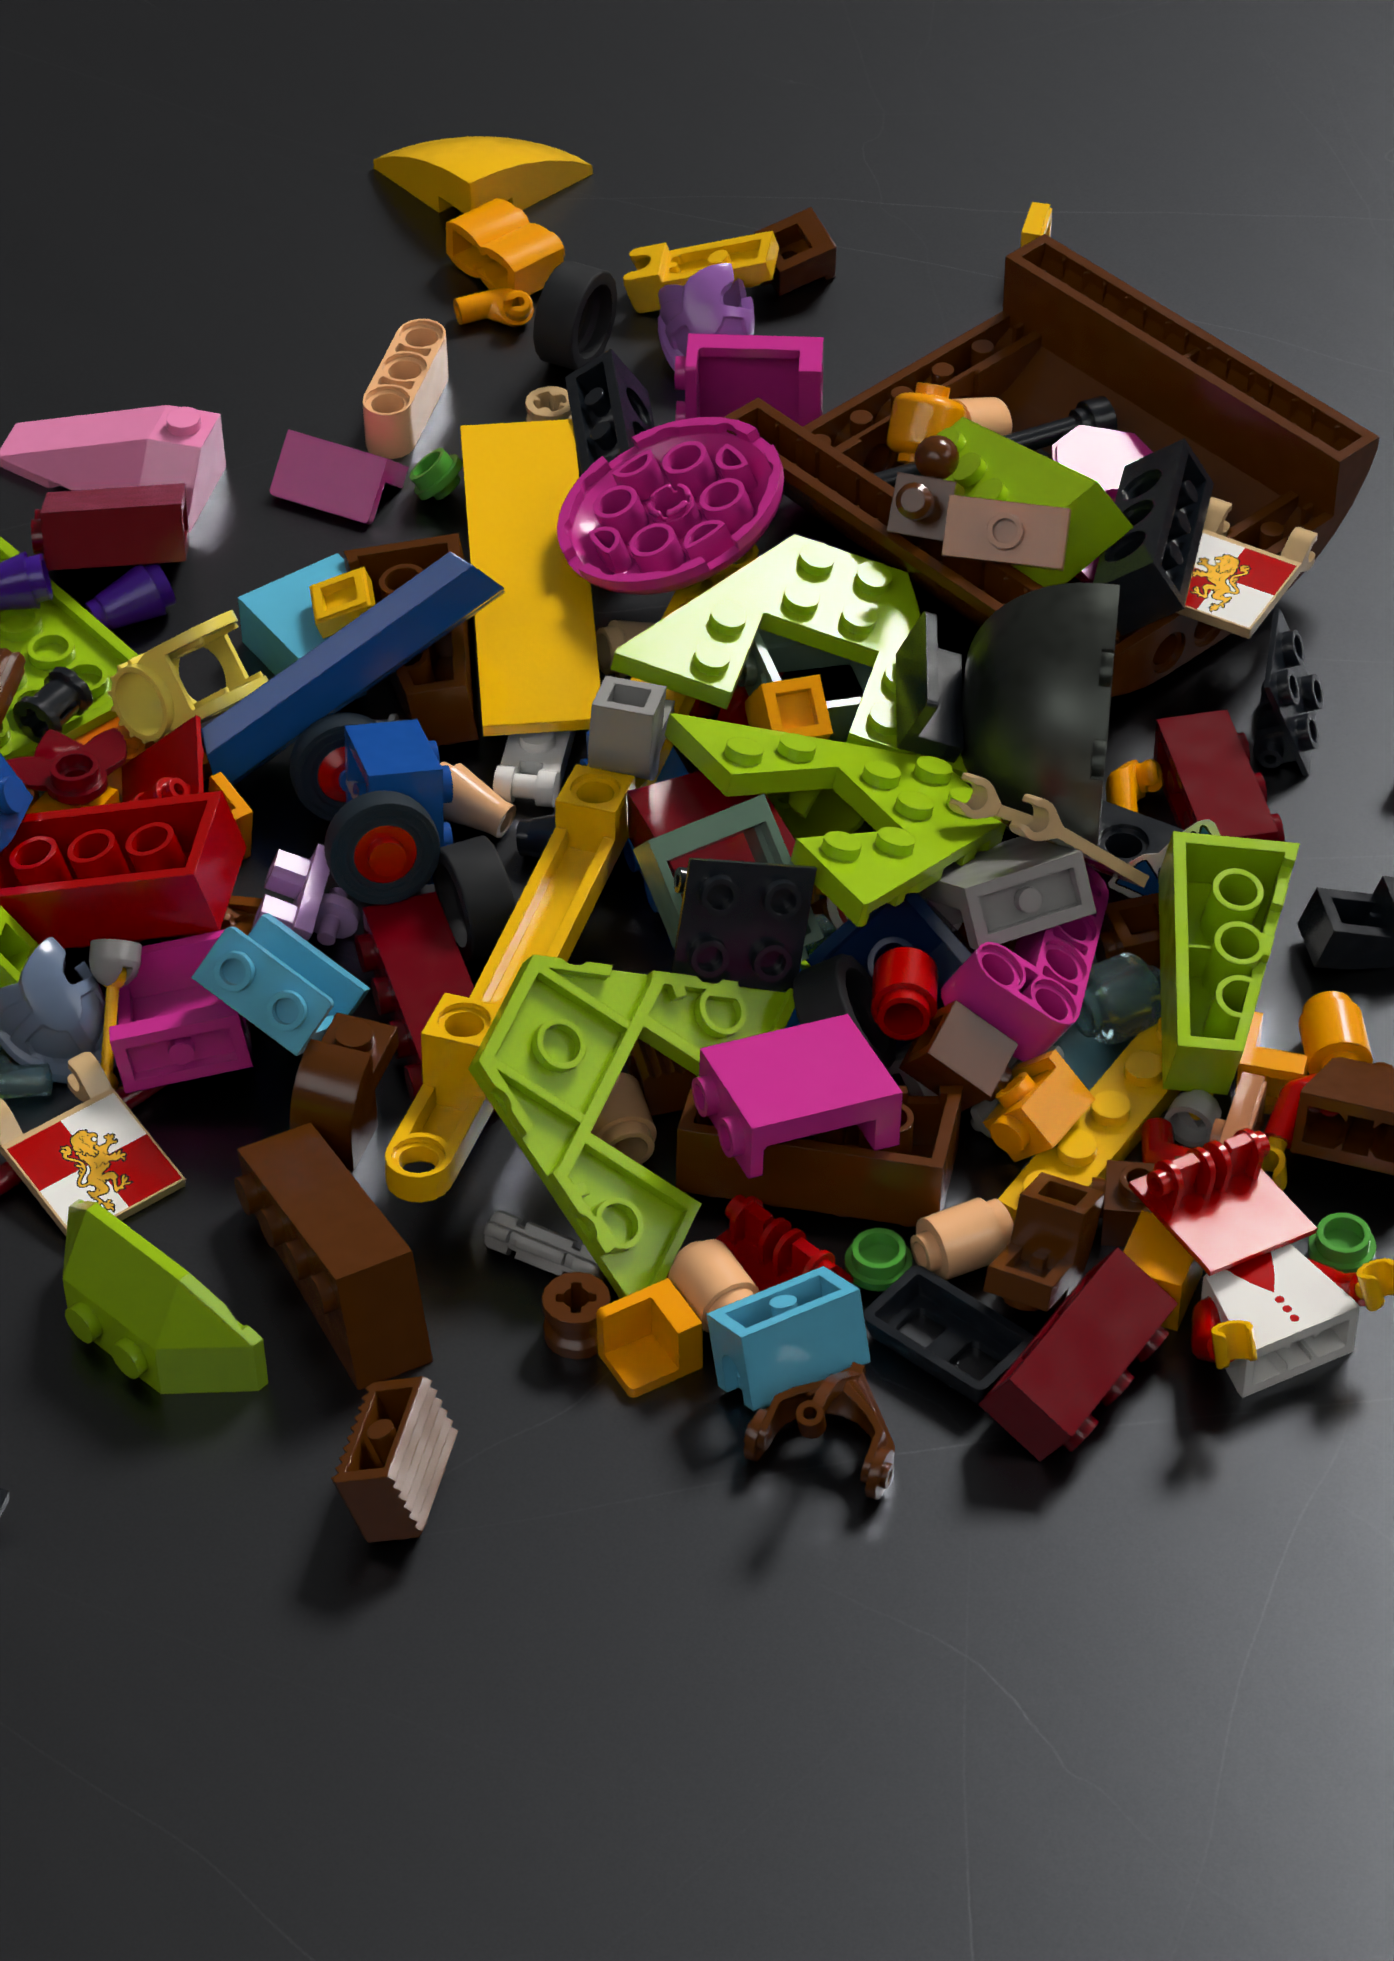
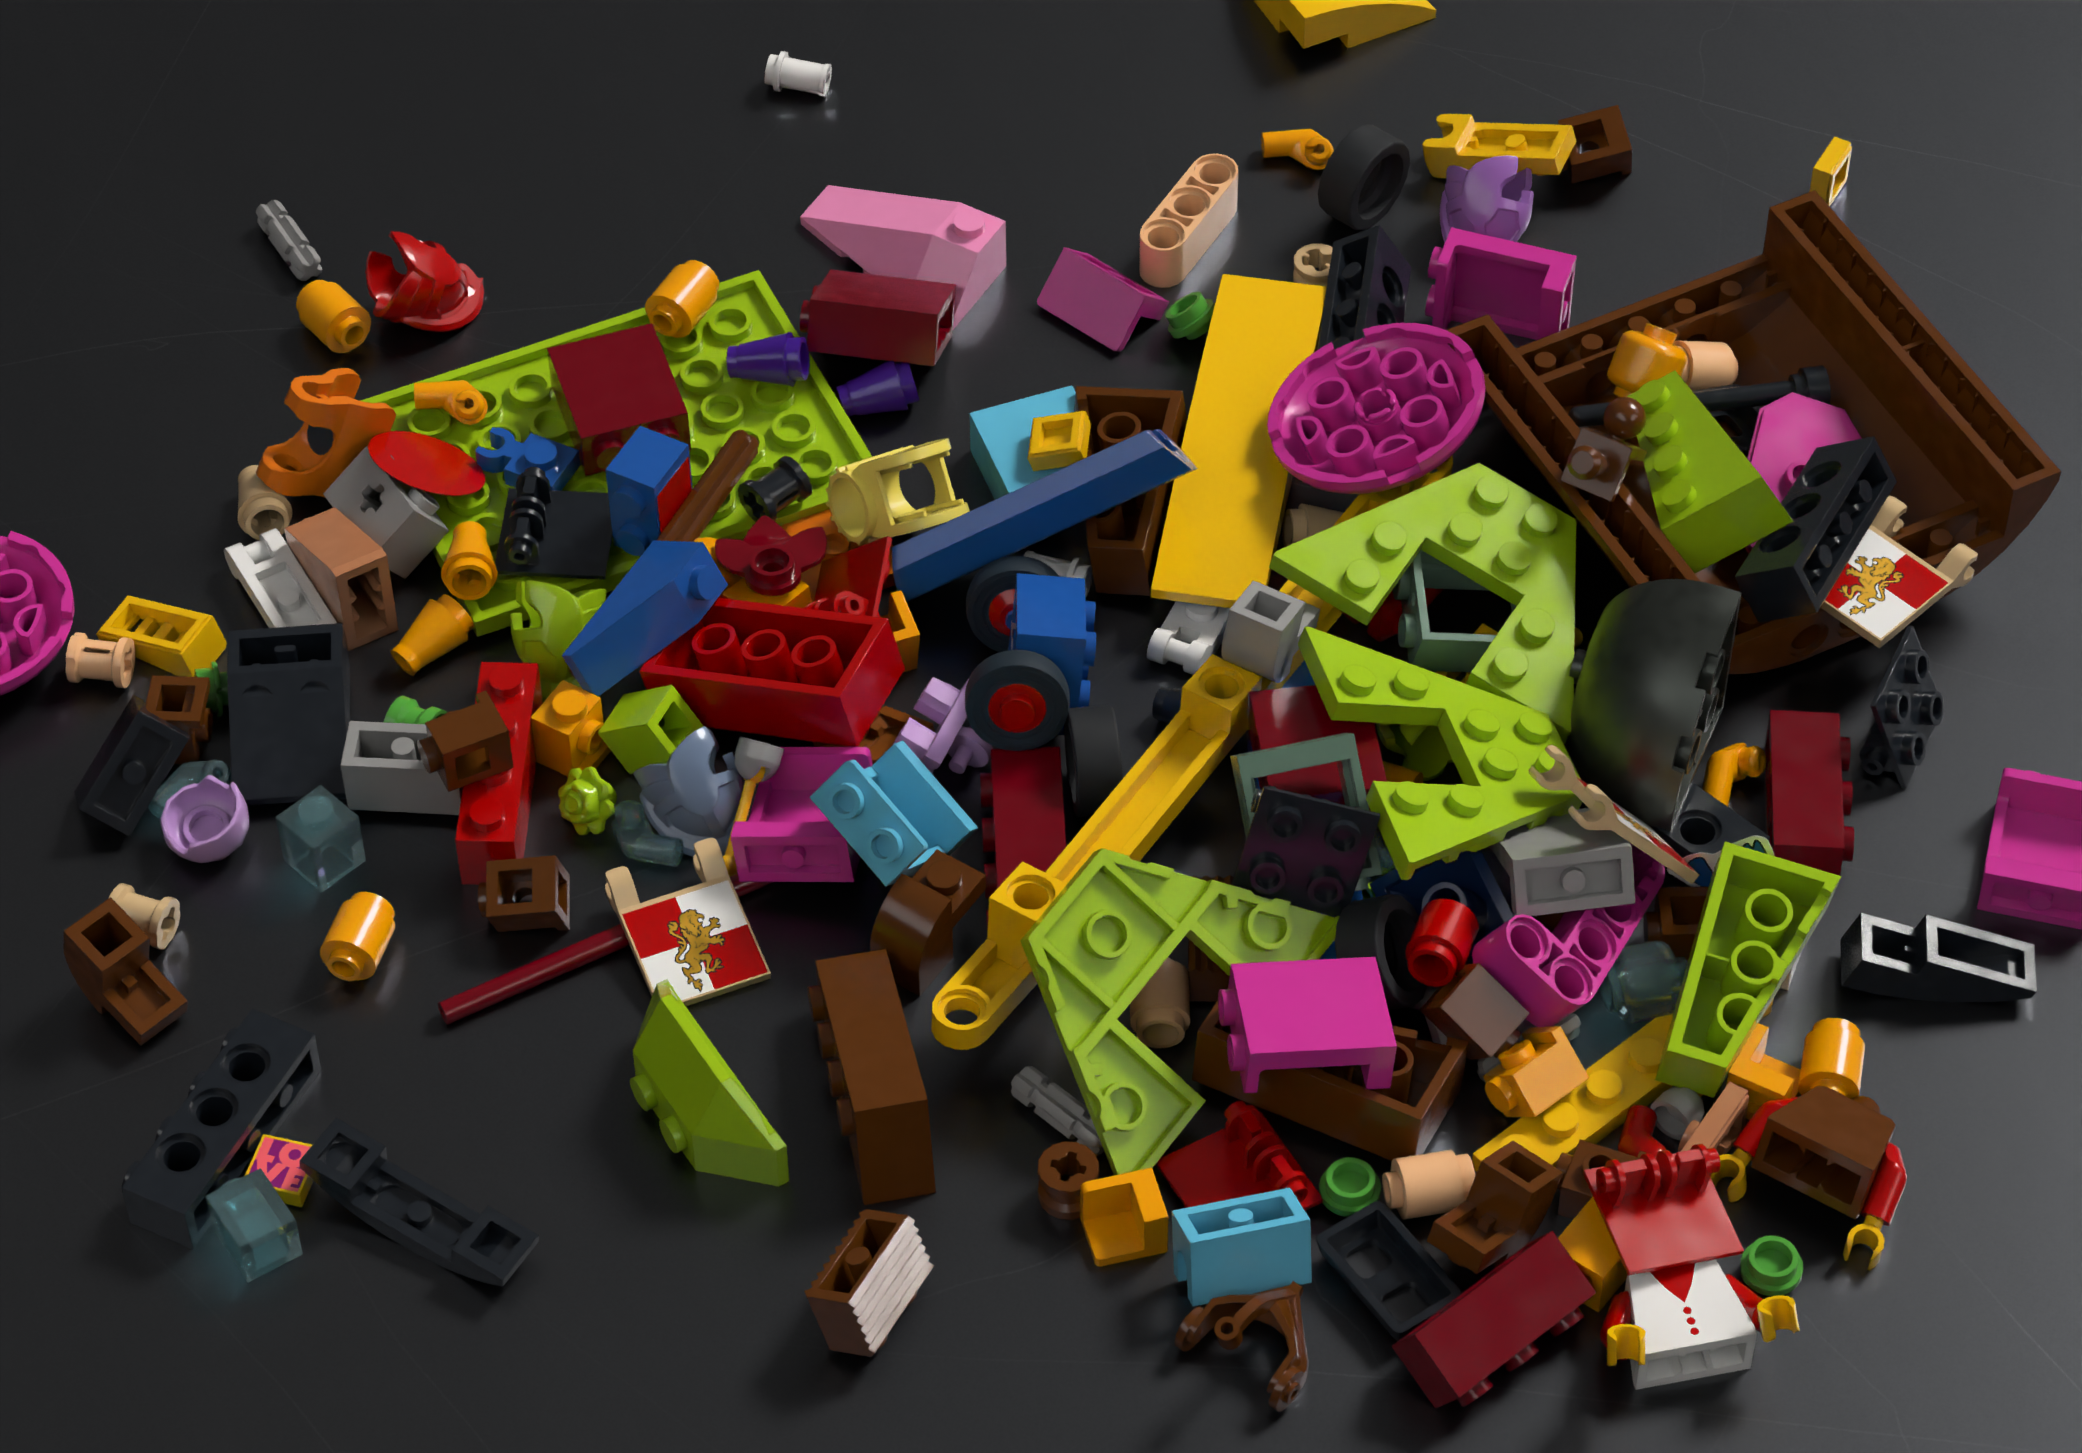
camera: 15 degrees right, 5 degrees up
(477, 804) = (1123, 657): light nougat cone -> none
(503, 247) = (1324, 88): light orange brick -> none
(709, 1277) = (1189, 1175): light nougat brick -> none
(791, 707) = (1425, 639): light orange panel -> none
(929, 694) = (1553, 652): panel -> none
(1006, 532) = (1666, 507): nougat plate -> none

